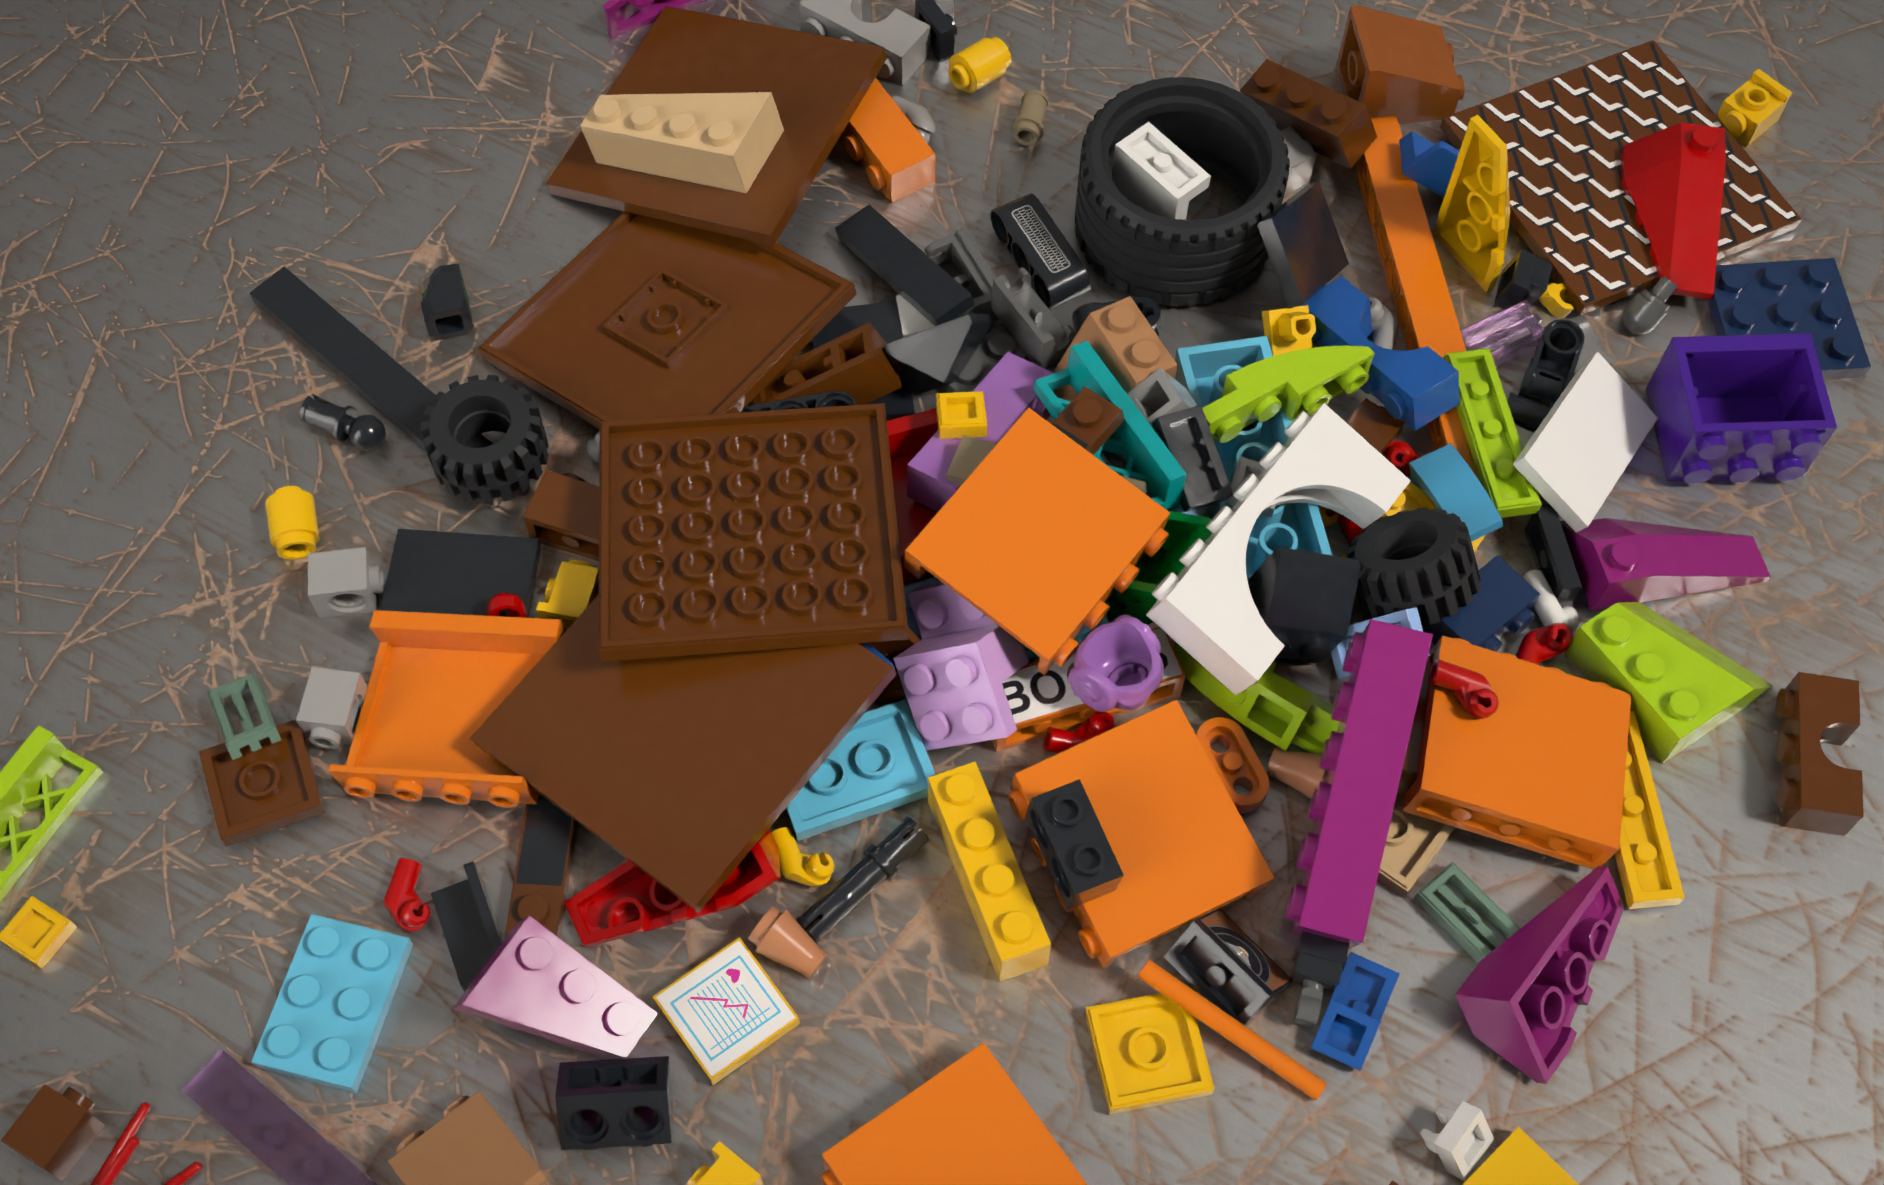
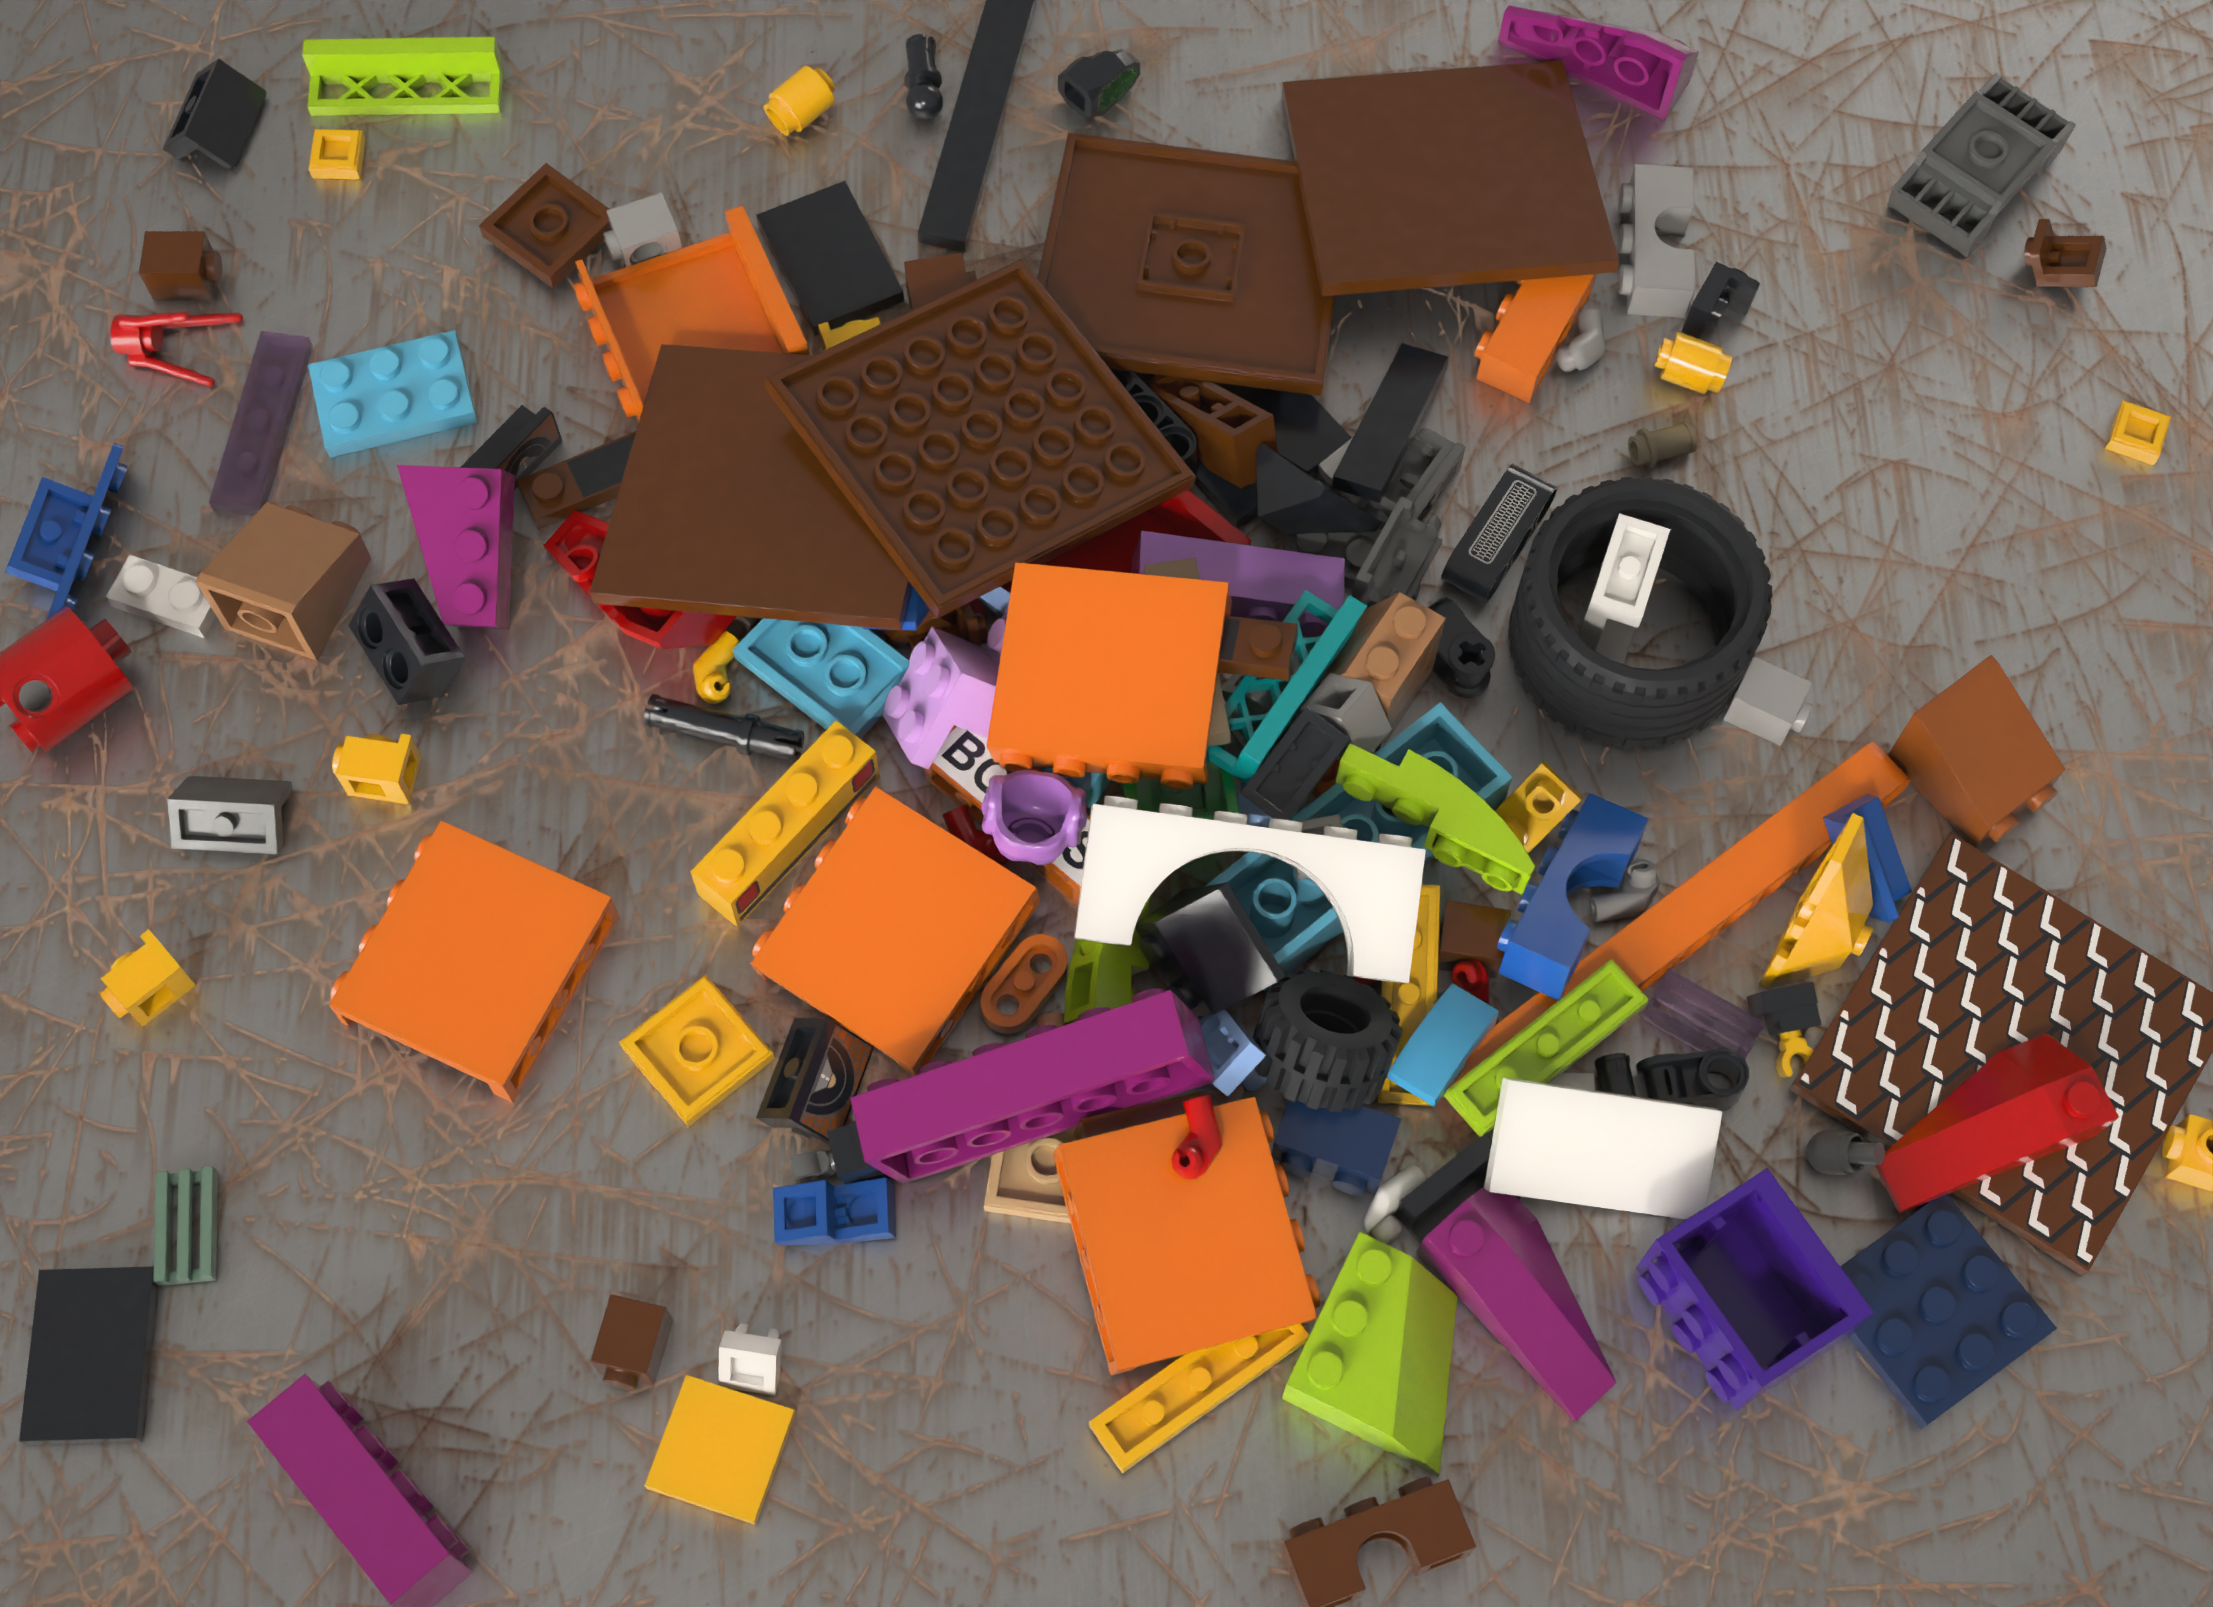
camera: 60 degrees right, 5 degrees up
(251, 734) = (604, 177): sand green tile -> none
(344, 582) = (765, 170): light grey brick -> none
(401, 899) = (507, 389): red arm -> none
(478, 409) = (954, 156): black tyre -> none
(511, 602) = (807, 305): red hinge -> none
(686, 136) = (1390, 157): tan wedge -> none
(726, 1010) = (545, 687): white tile -> none
(786, 942) = (628, 694): nougat cone -> none
(961, 414) = (1228, 548): yellow tile -> none
(1073, 844) = (822, 865): black brick -> none
(1232, 1030) = (749, 1108): orange bar -> none
(1303, 244) = (1651, 759): black tile -> none
(1323, 117) = (1839, 691): reddish brown brick -> none
(1452, 924) = (978, 1322): sand green tile -> none
(1531, 984) = (952, 1365): magenta wedge -> none
(1545, 643) = (1332, 1213): red arm -> none

